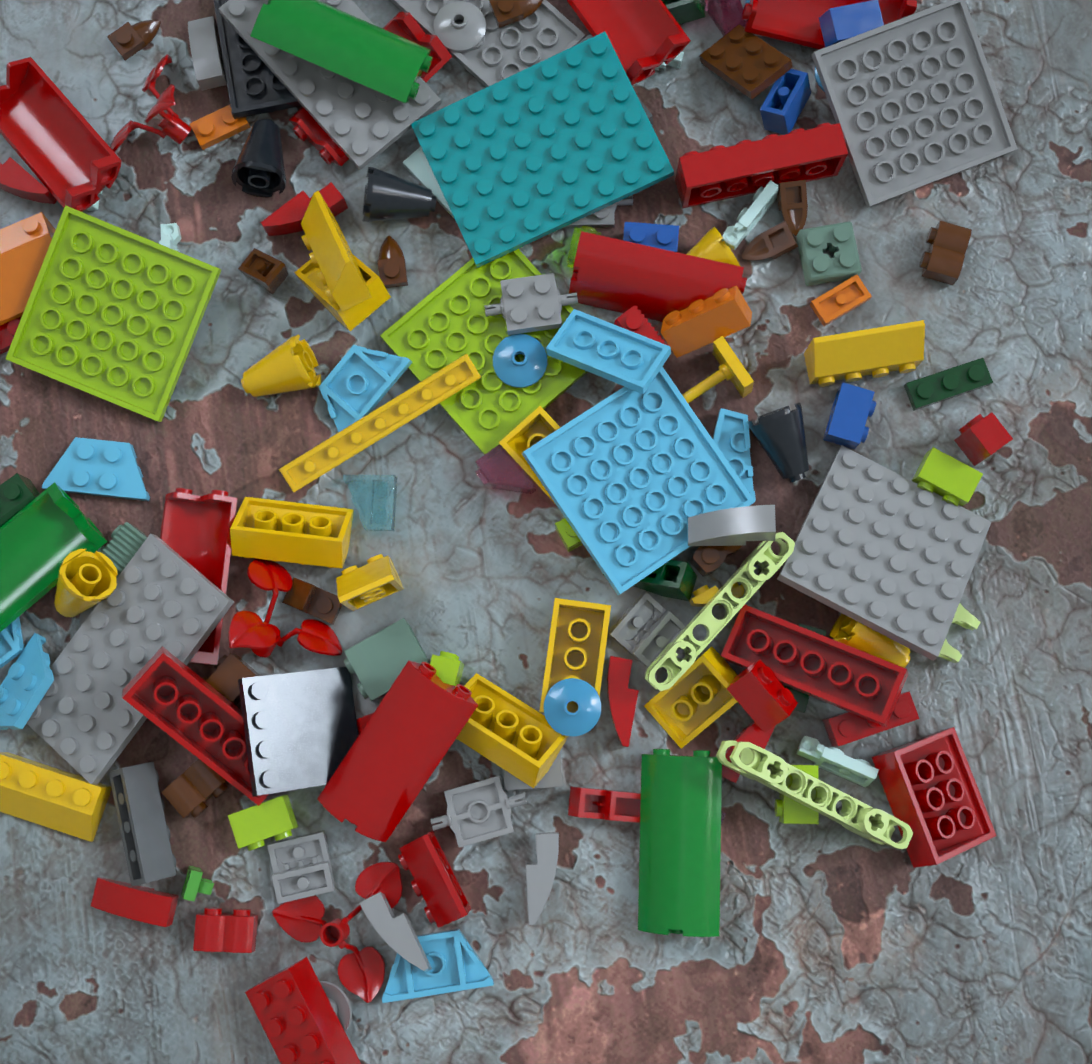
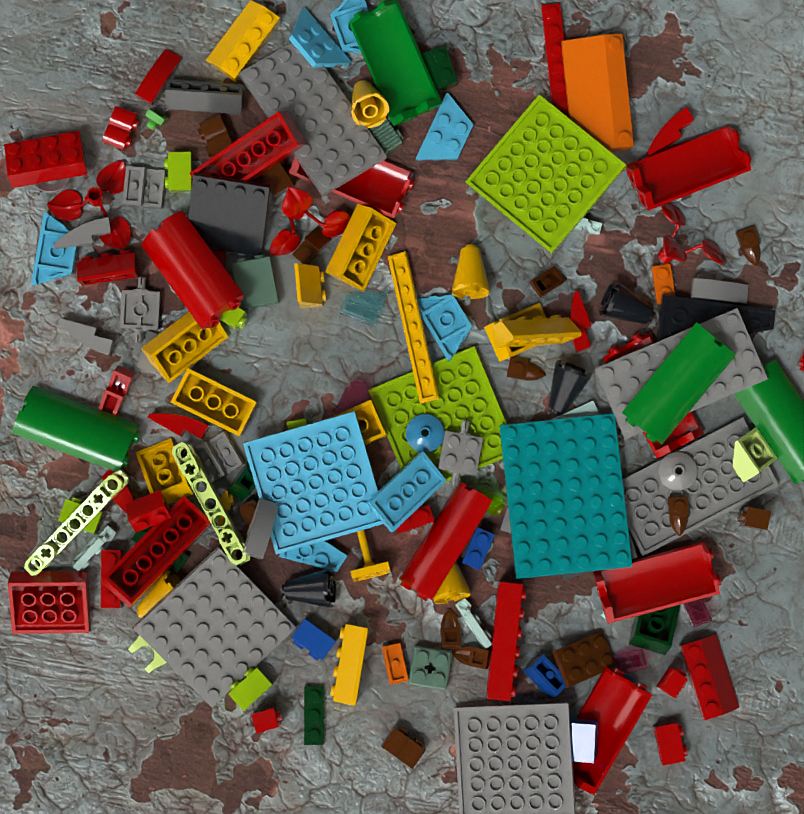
camera: 105 degrees right, 5 degrees up
(556, 707) = (190, 396): dark azure dish -> none
(706, 321) = (405, 564): orange brick -> none

